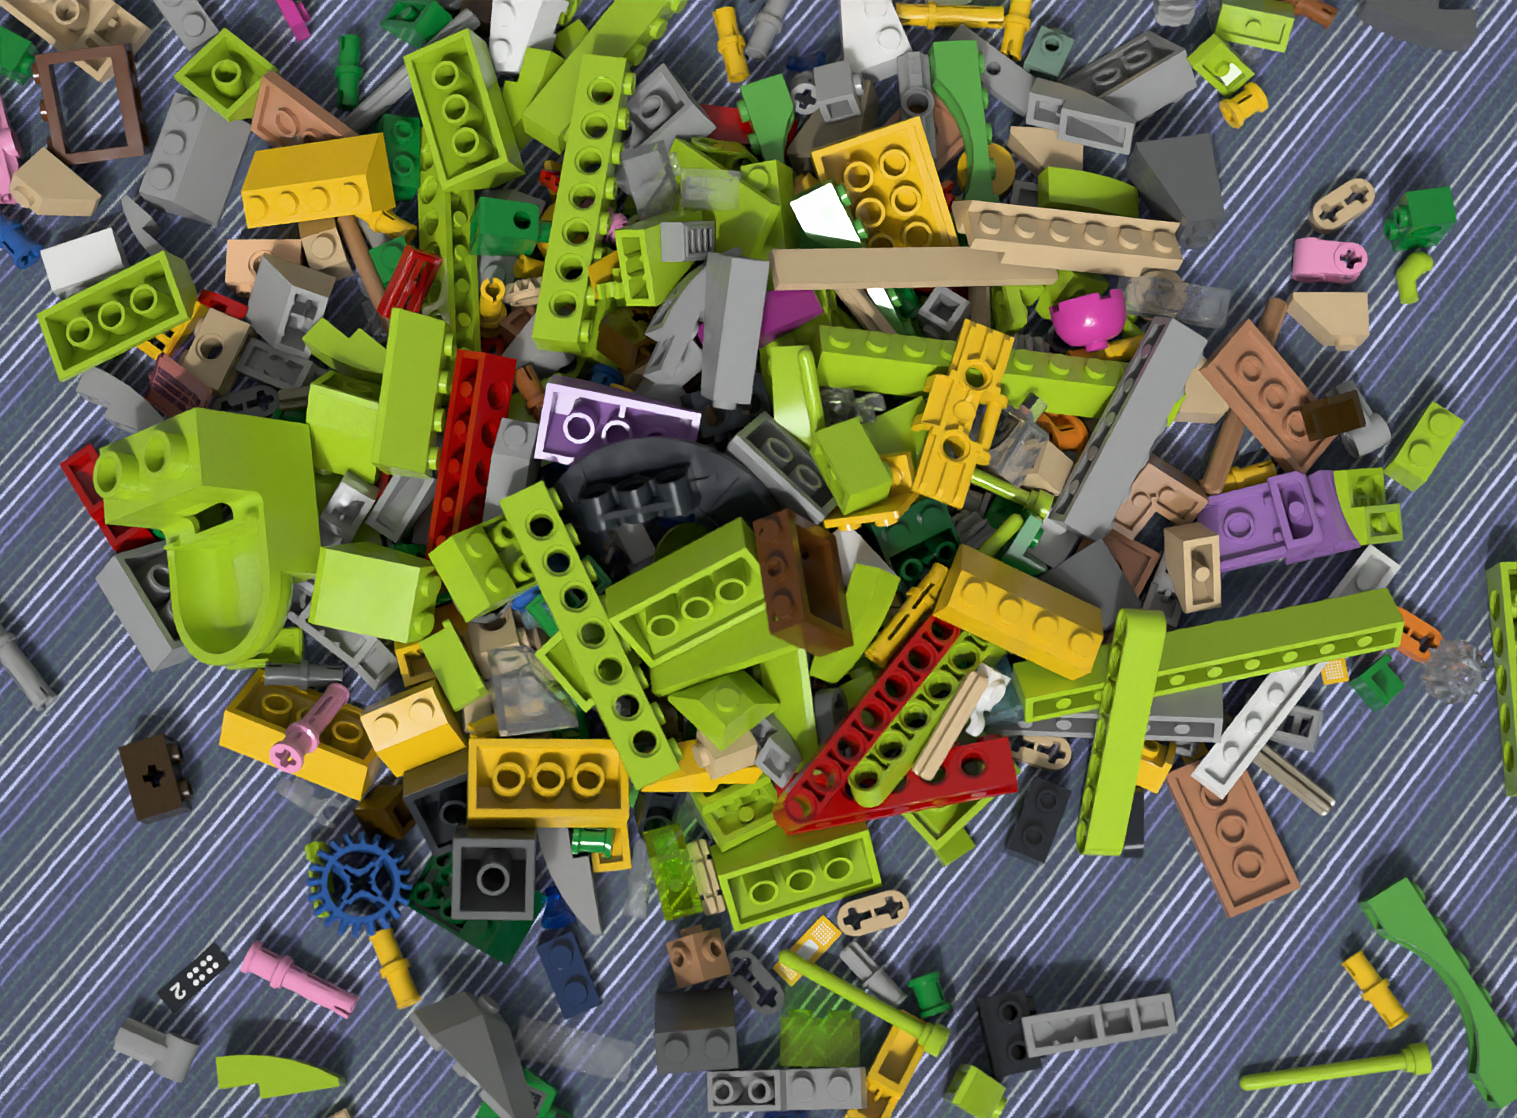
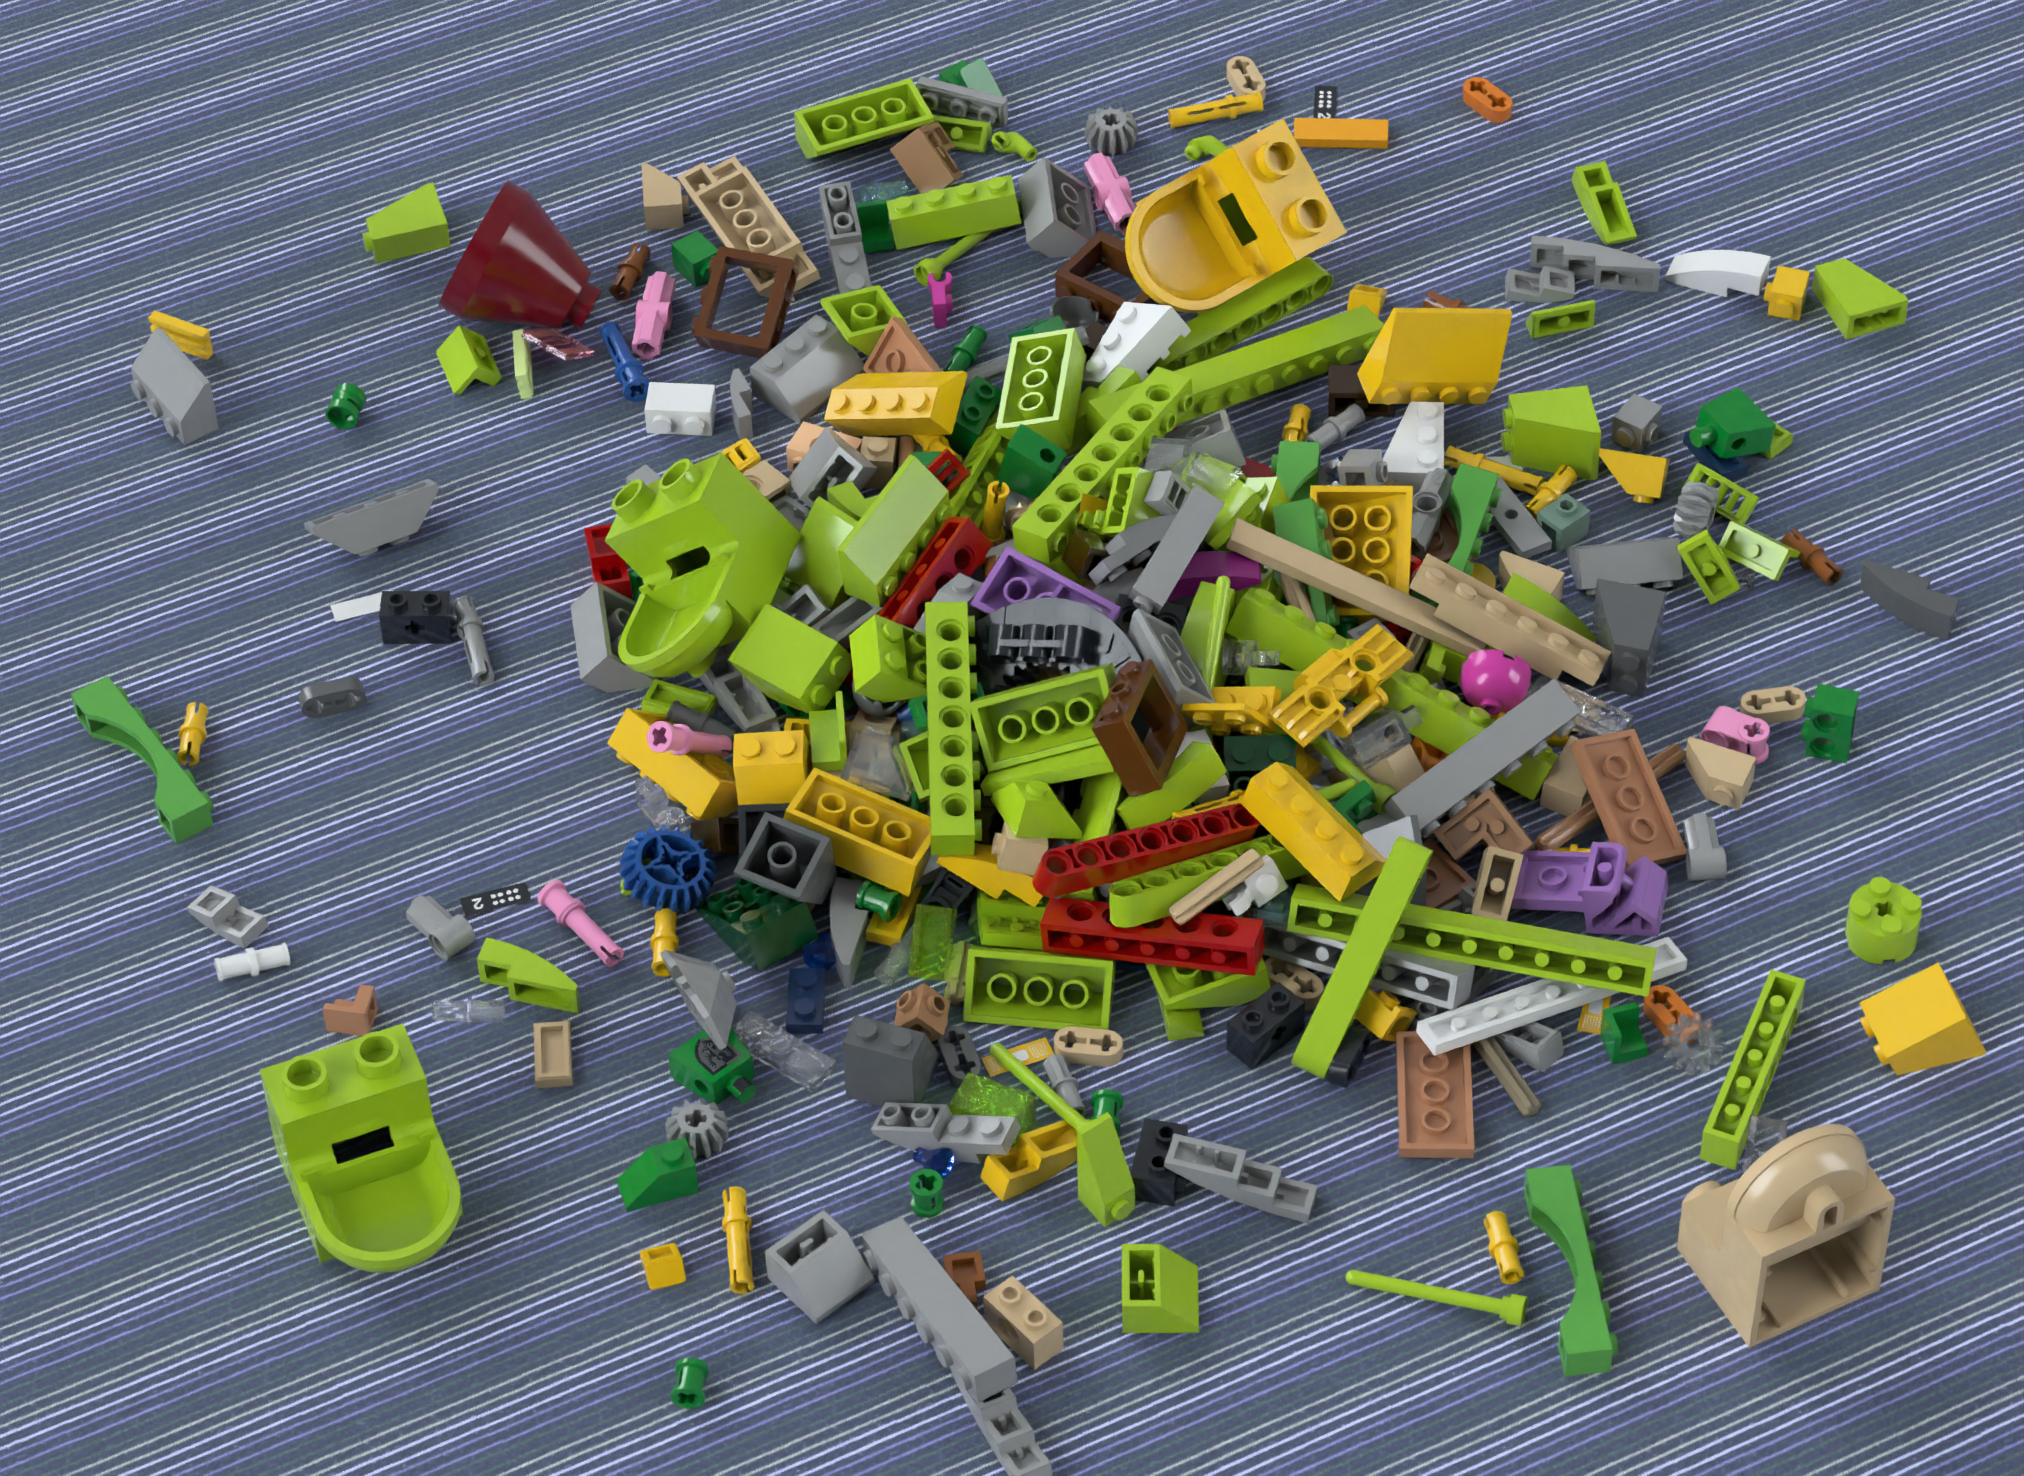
camera: 25 degrees right, 30 degrees down
(52, 188) = (682, 347): tan slope -> none
(118, 314) = (689, 431): lime slope -> none
(140, 766) = (543, 751): dark brown brick -> none
(222, 304) = (776, 459): red tile -> none
(851, 466) = (1224, 671): lime brick -> none
(1079, 117) = (1560, 554): light grey slope -> none
(1243, 105) = (1720, 607): yellow bush -> none
(1333, 415) = (1676, 825): dark brown panel -> none
(1365, 507) = (1678, 901): lime slope -> none
(1407, 274) = (1805, 770): lime arm -> none
(1423, 446) = (1752, 884): lime brick -> none

